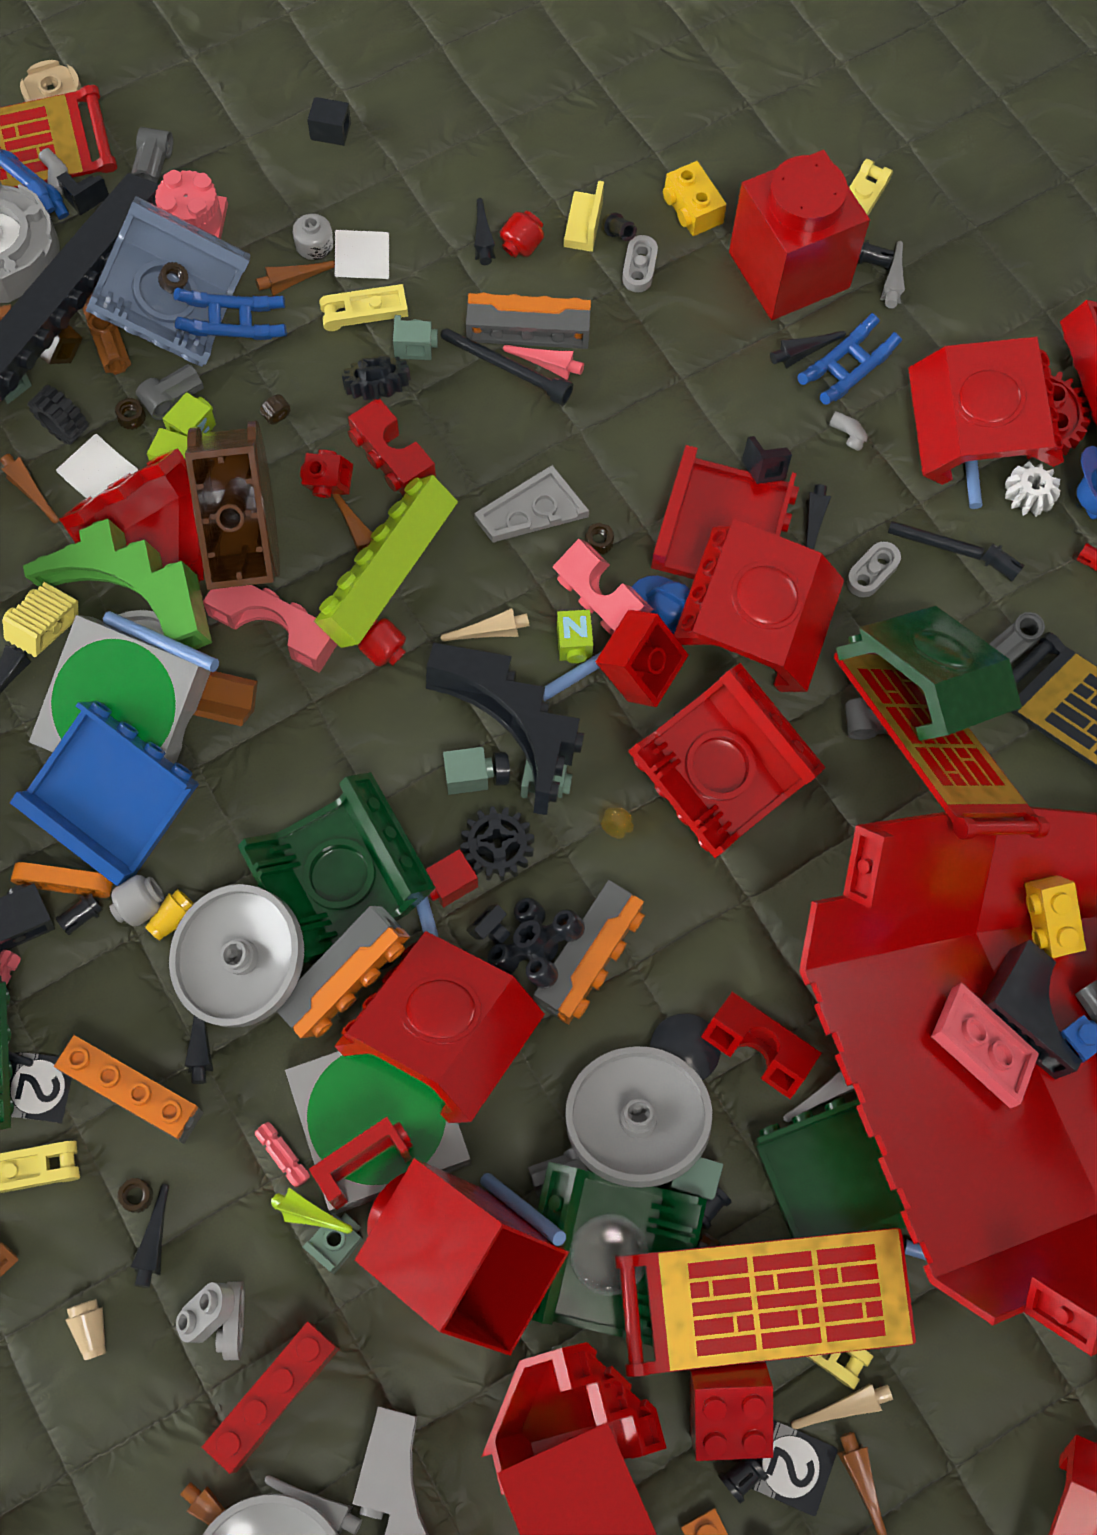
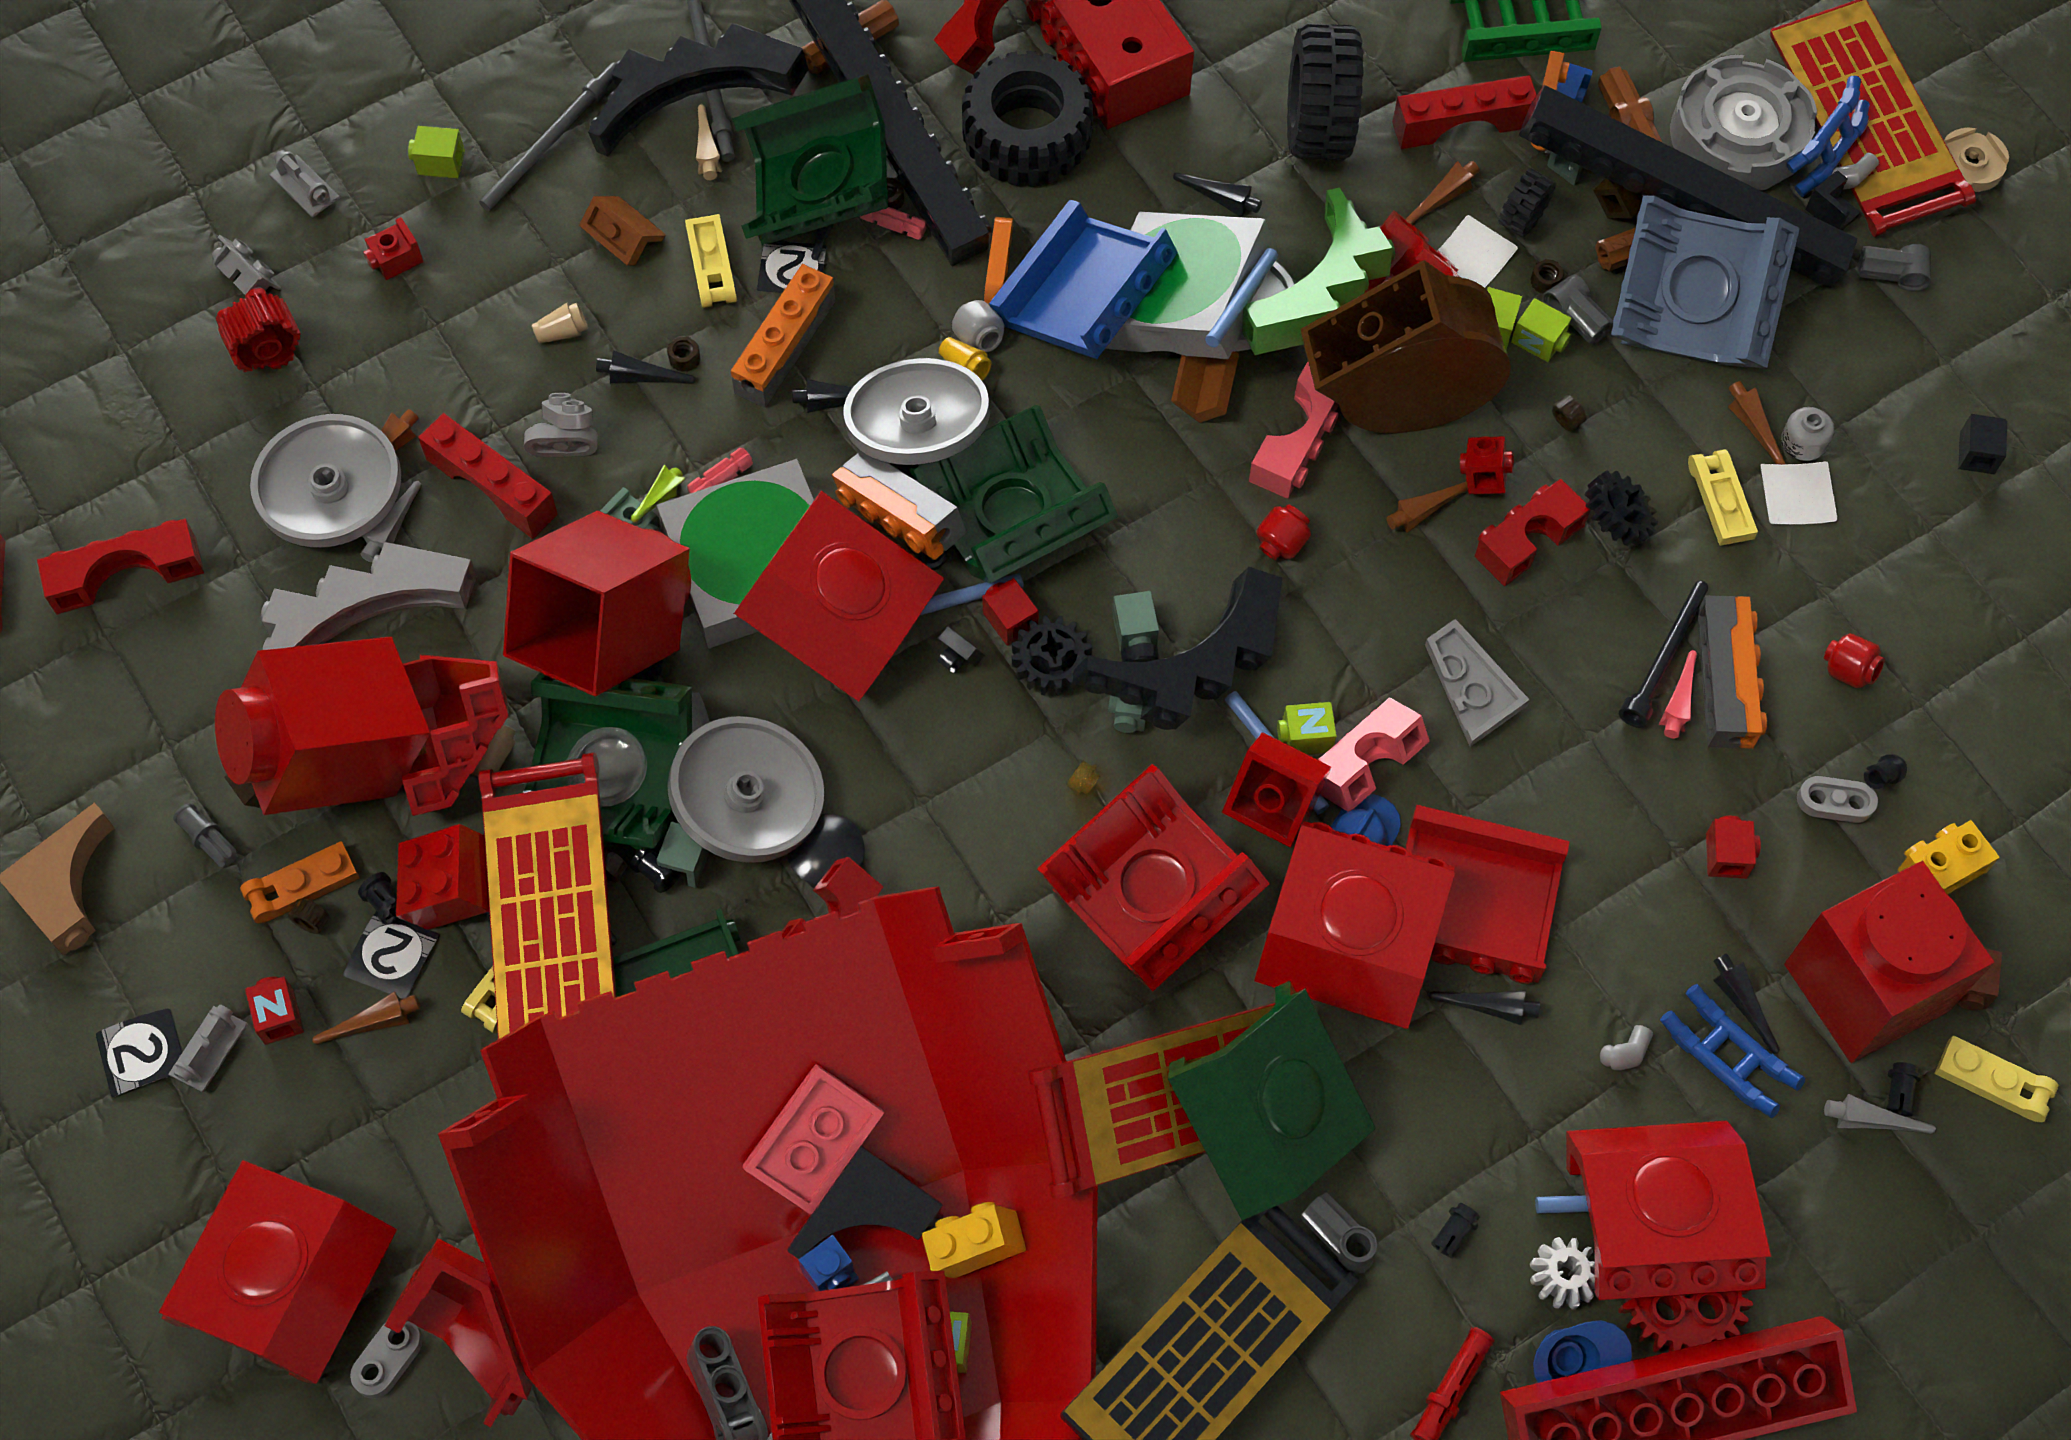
camera: 90 degrees right, 5 degrees down
(39, 619) = (1286, 211): light yellow brick -> none
(79, 913) = (971, 287): black pin -> none
(176, 269) = (1704, 294): dark brown axle -> none
(193, 199) = (1819, 307): coral piece -> none
(244, 304) = (1695, 338): blue piece -> none
(356, 1154) = (679, 489): red panel -> none
(385, 561) = (1378, 524): lime brick -> none
(414, 339) = (1684, 548): sand green brick -> none
(483, 240) = (1839, 621): black piece -> none
(500, 625) = (1317, 652): tan piece -> none
(523, 1209) = (647, 669): medium blue bar -> none
(536, 942) = (935, 688): black gear -> none
(584, 219) = (1895, 735): light yellow panel -> none
(584, 960) = (930, 749): piece -> none
(606, 531) = (1441, 747): dark brown axle -> none
(682, 338) = (1731, 847): none -> red brick
(766, 464) = (1559, 940): black panel -> none
(860, 1402) = (448, 1020): tan piece -> none
(871, 570) = (1431, 1067): light grey plate -> none
(935, 540) = (1481, 1150): black bar -> none

